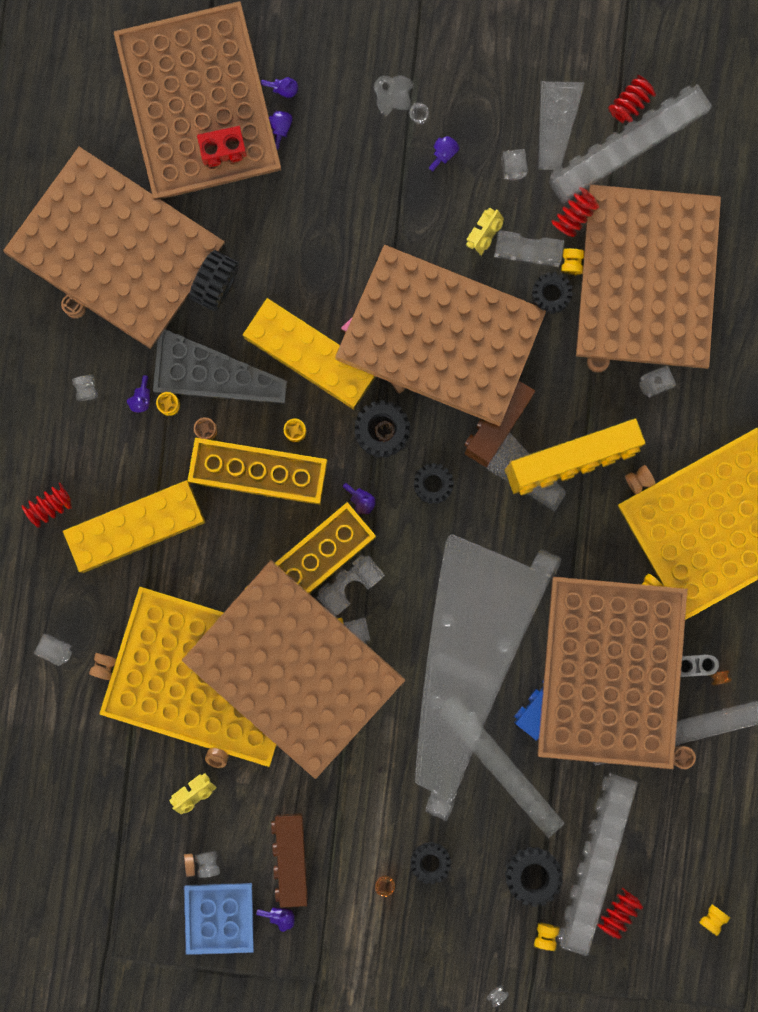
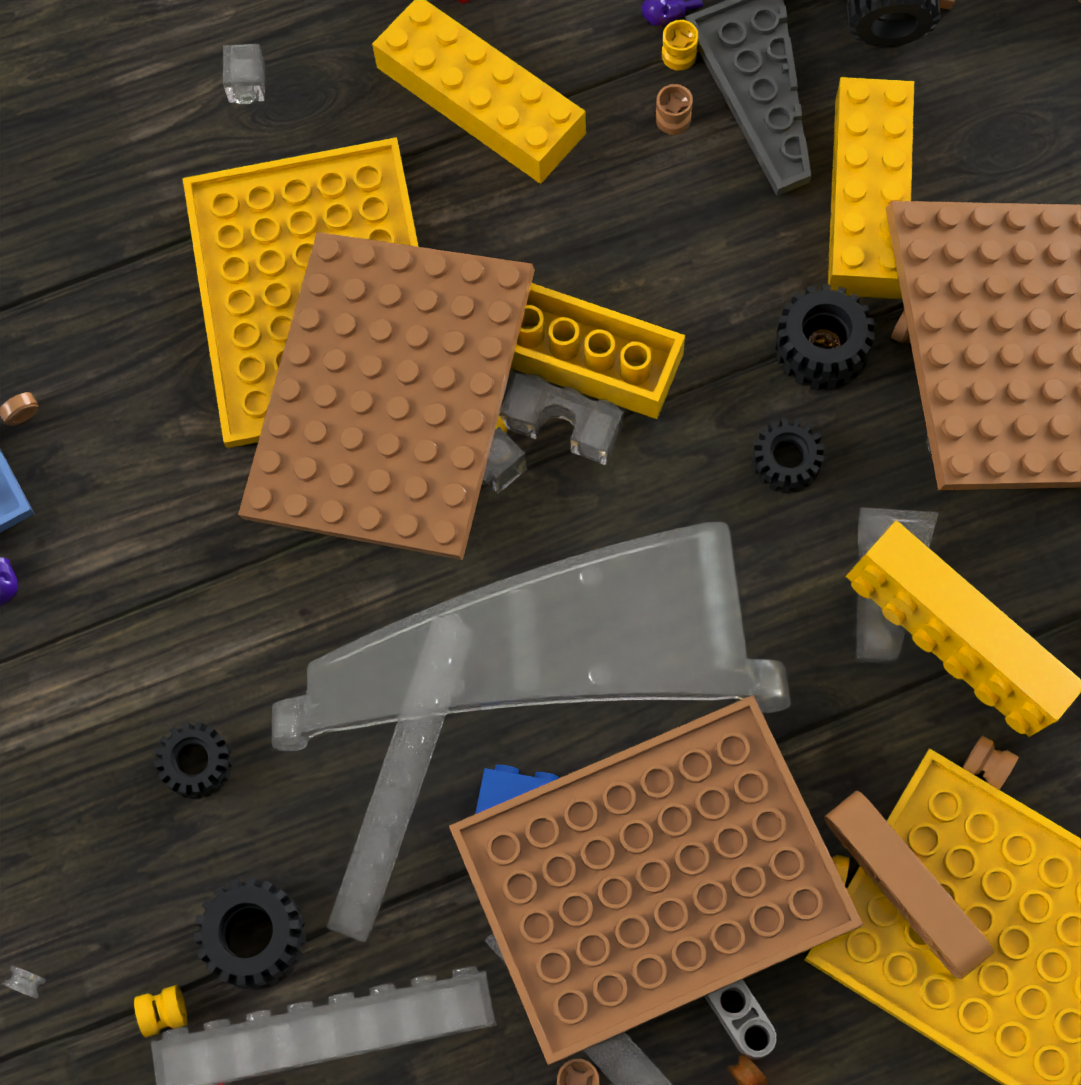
camera: 65 degrees right, 15 degrees down
(102, 671) = (254, 148): medium nougat wheel -> none
(185, 801) = (117, 358): light yellow hinge -> none
(207, 864) = (30, 434): clear wheel -> none
(216, 758) = (199, 365): medium nougat tile -> none
(257, 471) = (657, 203): yellow brick -> none
(291, 860) = (94, 548): reddish brown brick -> none
(295, 430) = (746, 215): yellow wheel -> none
(363, 500) = (702, 367): dark purple piece -> none
(384, 893) = (113, 718): clear orange bush -> none
(490, 436) = (911, 494): reddish brown brick -> none
(677, 555) = (908, 885): none -> medium nougat beam

